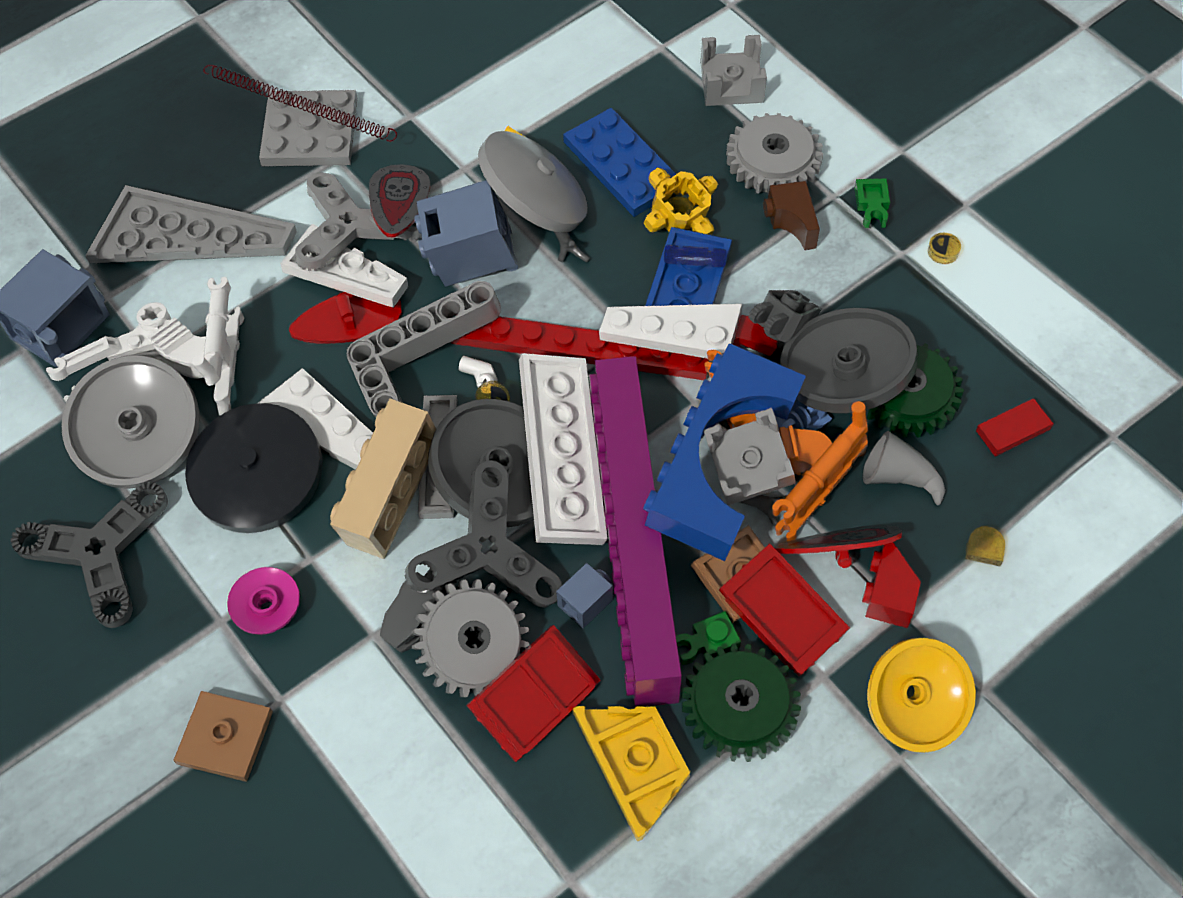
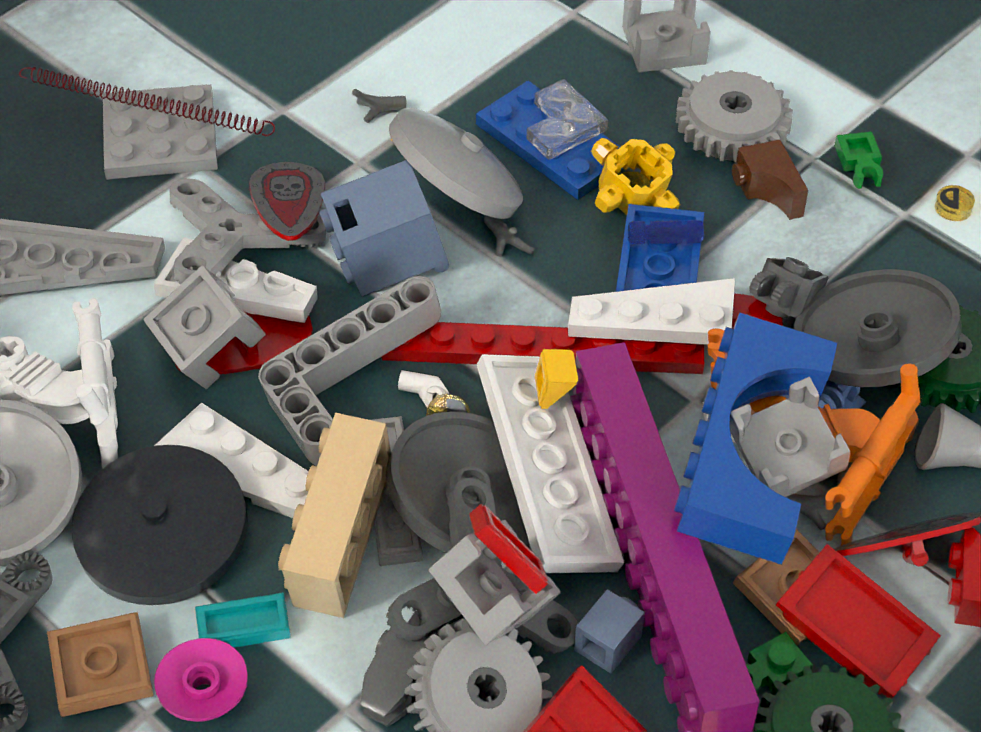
camera: 10 degrees left, 10 degrees down
(190, 578) = (99, 664): none -> medium nougat plate
(306, 554) = (245, 620): none -> teal tile
(307, 302) = (199, 323): none -> light grey panel
(482, 558) = (484, 591): none -> light grey panel
(487, 118) = (379, 103): none -> dark grey bar
(503, 529) = (508, 548): none -> red tile
(576, 378) = (554, 375): none -> yellow slope
(637, 149) = (569, 120): none -> clear plate

